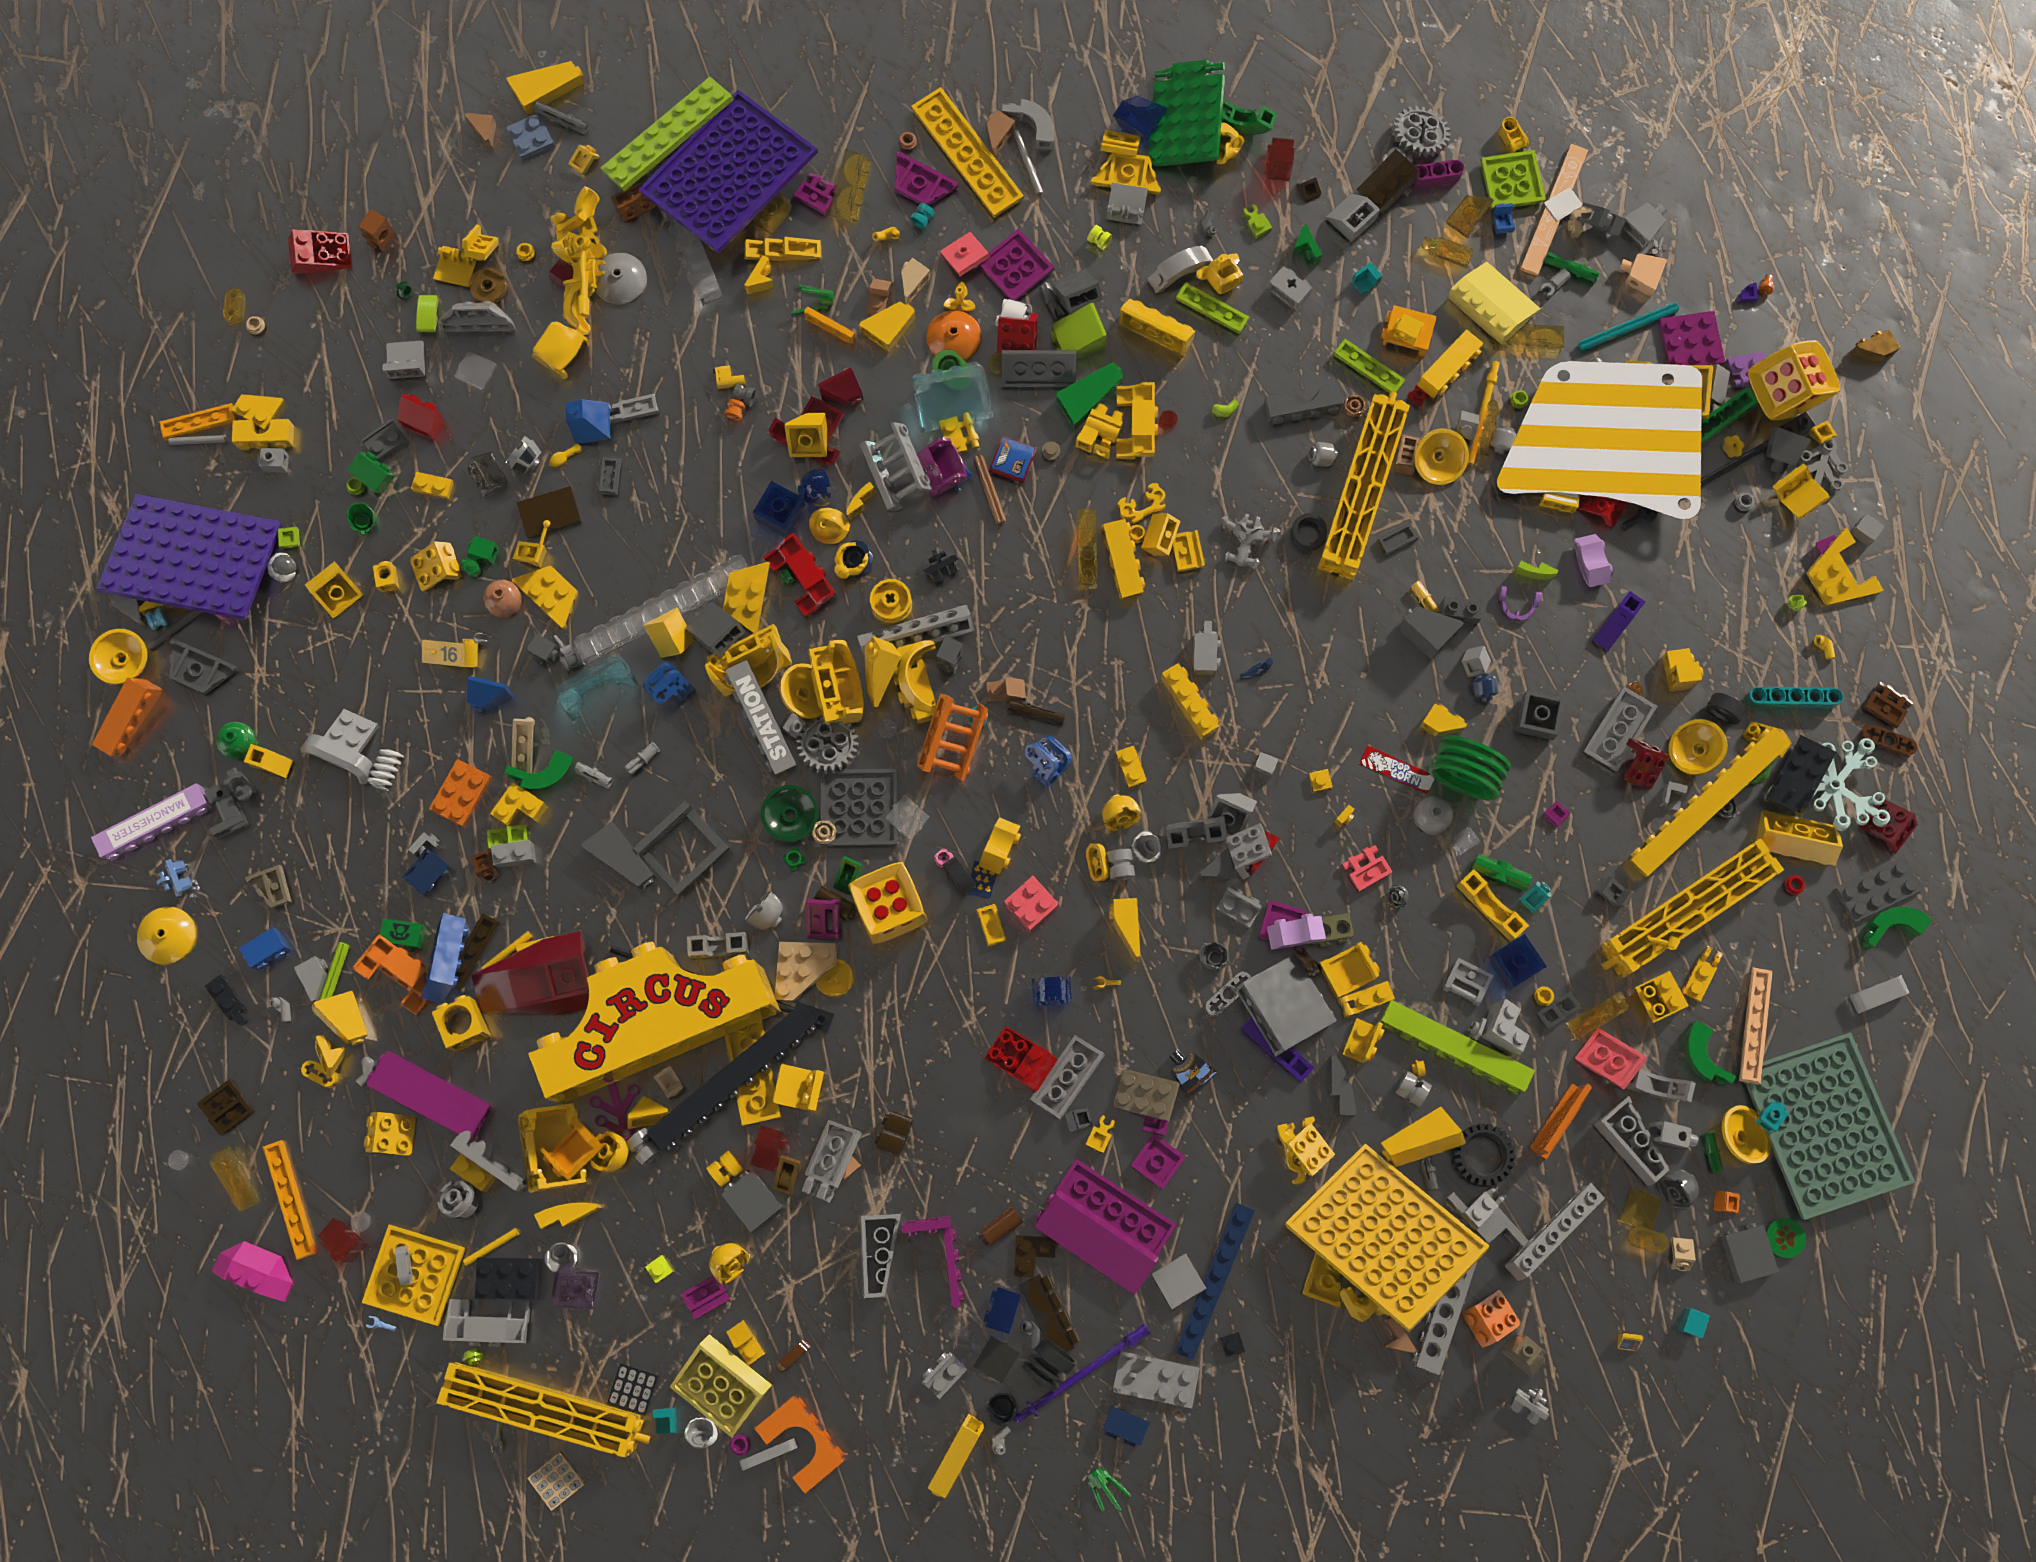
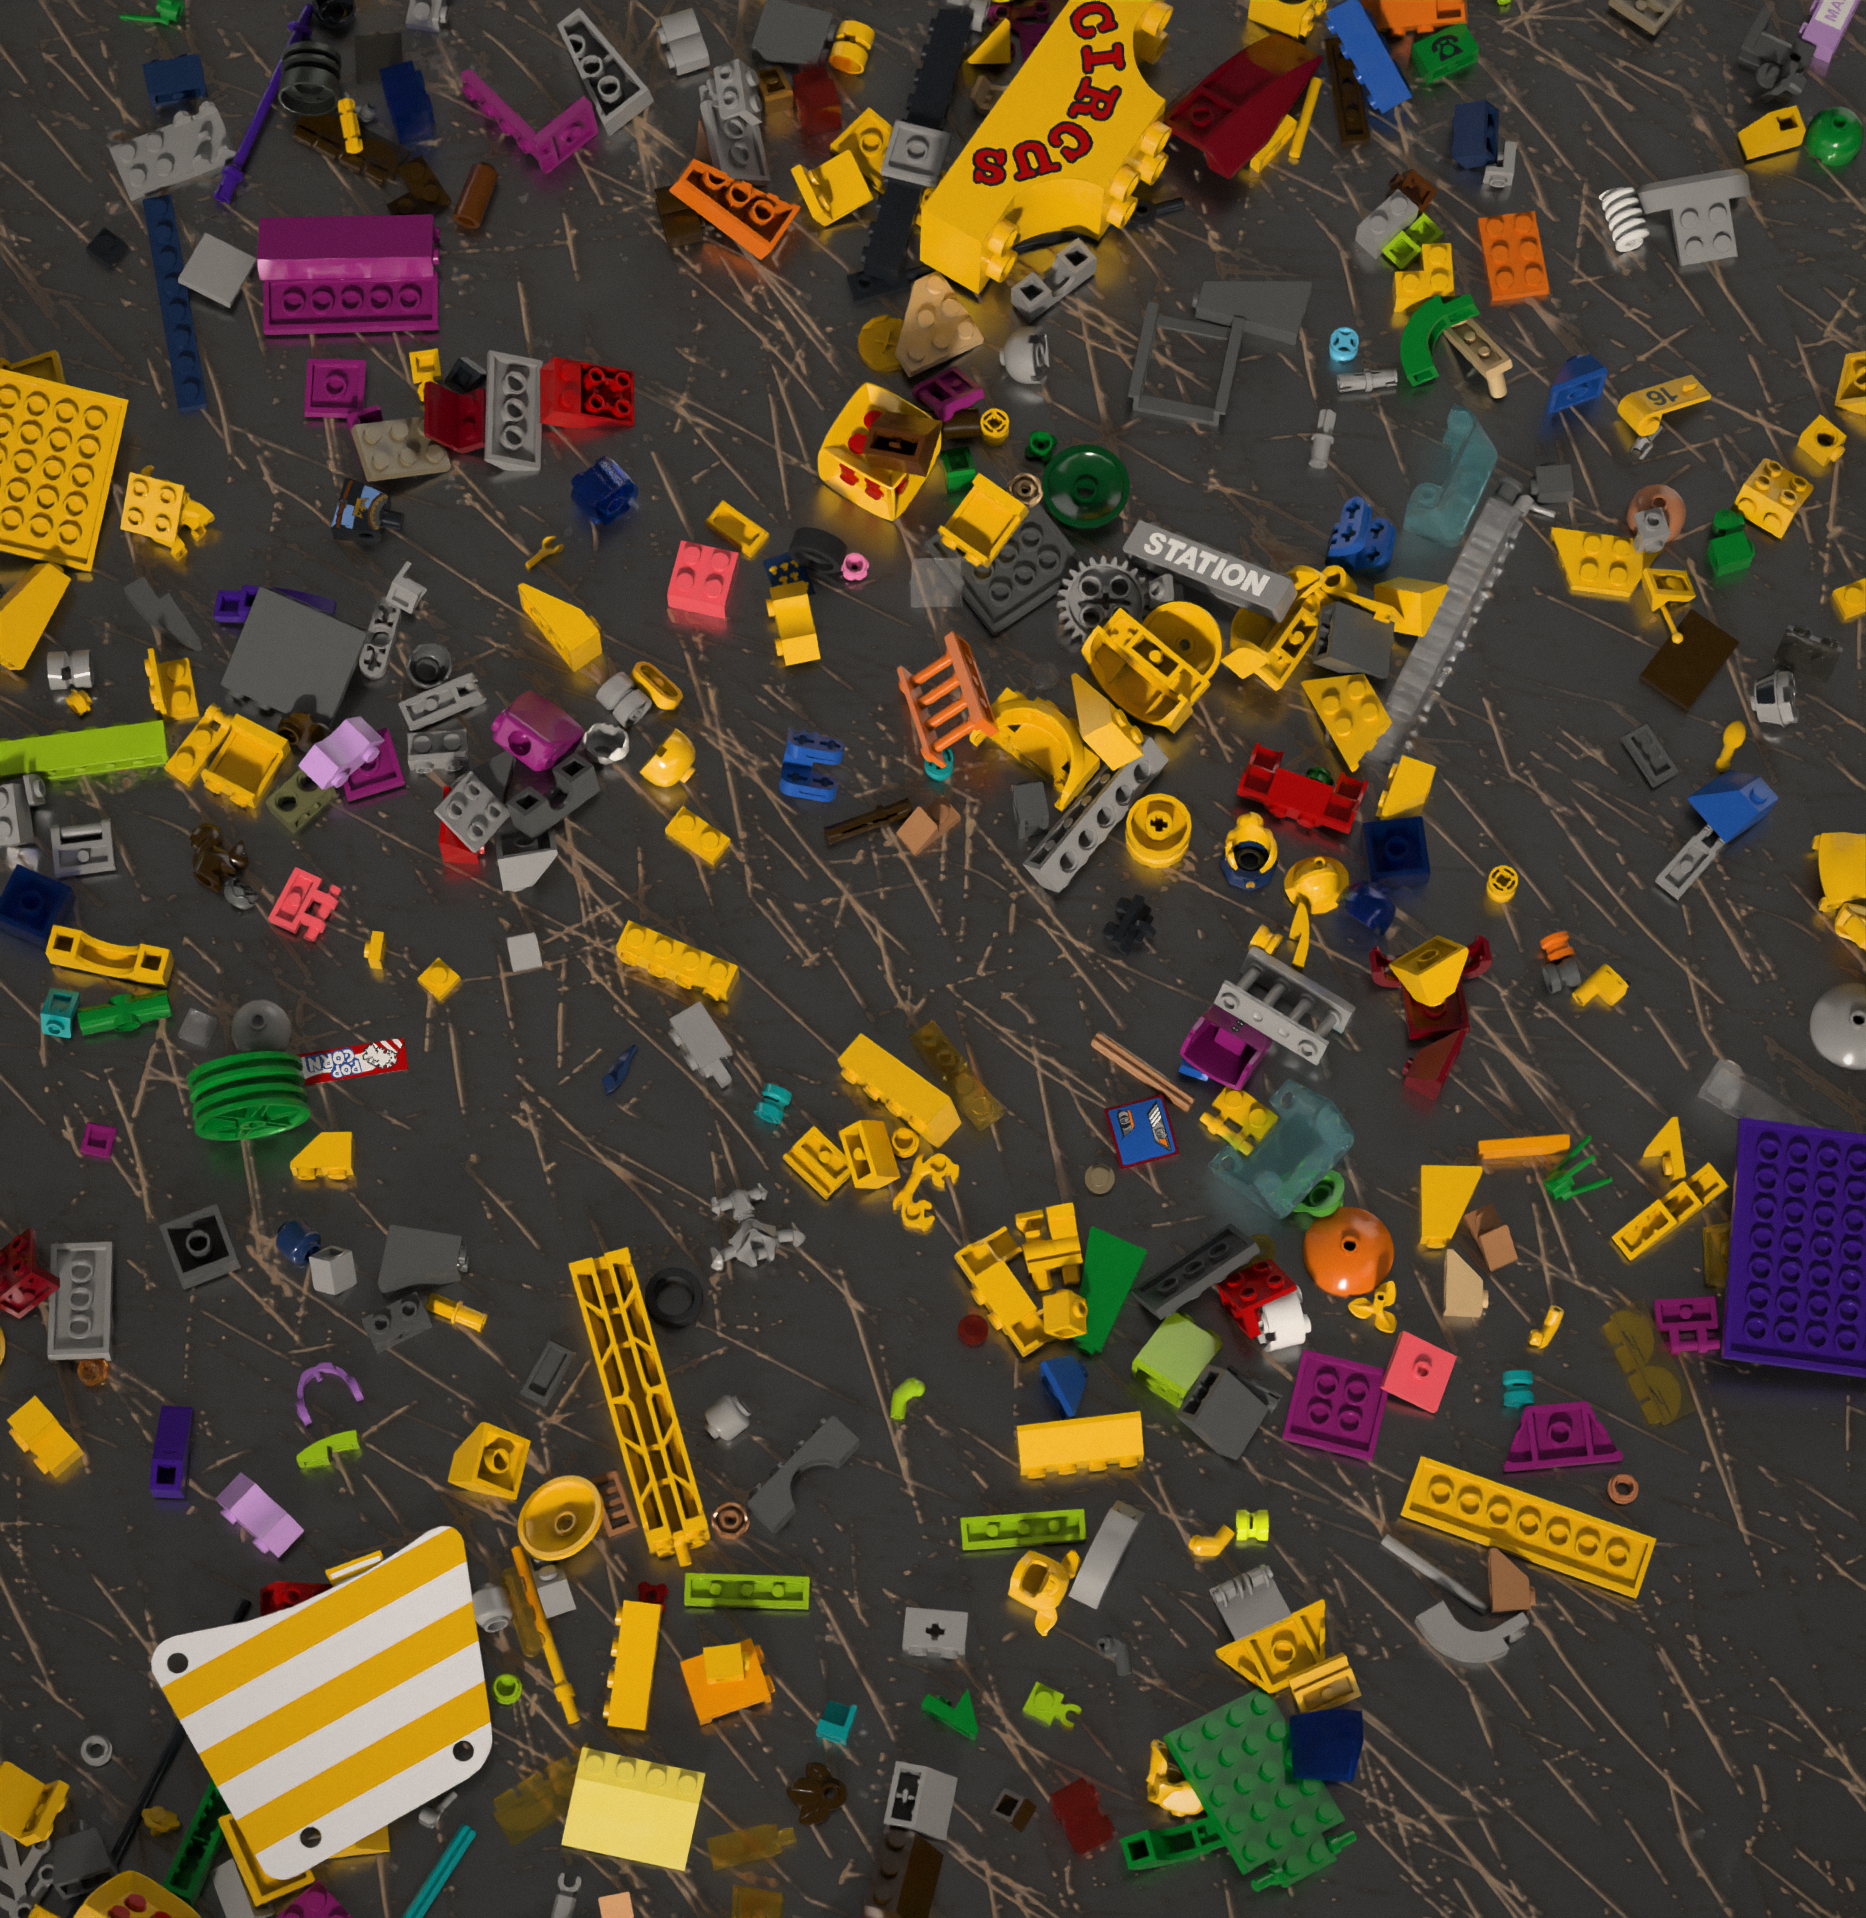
camera: 145 degrees right, 5 degrees down
(514, 582) = (1652, 530): none -> light grey bracket
(588, 799) = (1343, 338): none -> medium azure wheel
(696, 667) = (1343, 589): none -> yellow door
(740, 462) = (1500, 890): none -> yellow wheel
(740, 1065) = (916, 154): none -> light grey tile
(750, 533) = (1407, 789): none -> yellow slope
(811, 1179) = (738, 92): none -> light grey bracket
(814, 885) = (994, 434): none -> yellow wheel
(816, 1241) = (684, 41): none -> light grey brick
(860, 827) = (983, 522): none -> yellow panel
(860, 1103) = (734, 207): none -> orange wedge
(877, 879) = (902, 443): none -> reddish brown slope
(879, 510) = (1266, 940): none -> yellow wheel
(1044, 1320) = (350, 126): none -> yellow axle
(1103, 1092) = (455, 418): none -> dark red bracket
(1120, 385) = (1064, 1314): none -> yellow brick
(1124, 242) = (1211, 1545): none -> yellow arm
(1143, 357) = (1064, 1384): none -> blue slope
(1182, 874) = (536, 731): none -> magenta piece
(1191, 596) = (772, 1103): none -> teal wheel
(1197, 1008) = (404, 591): none -> light grey panel
(1219, 932) = (441, 702): none -> light grey plate
(1400, 256) = (812, 1793): none -> dark brown plate
(1402, 925) = (211, 861): none -> dark brown animal
(1459, 508) = (490, 1462): none -> yellow slope

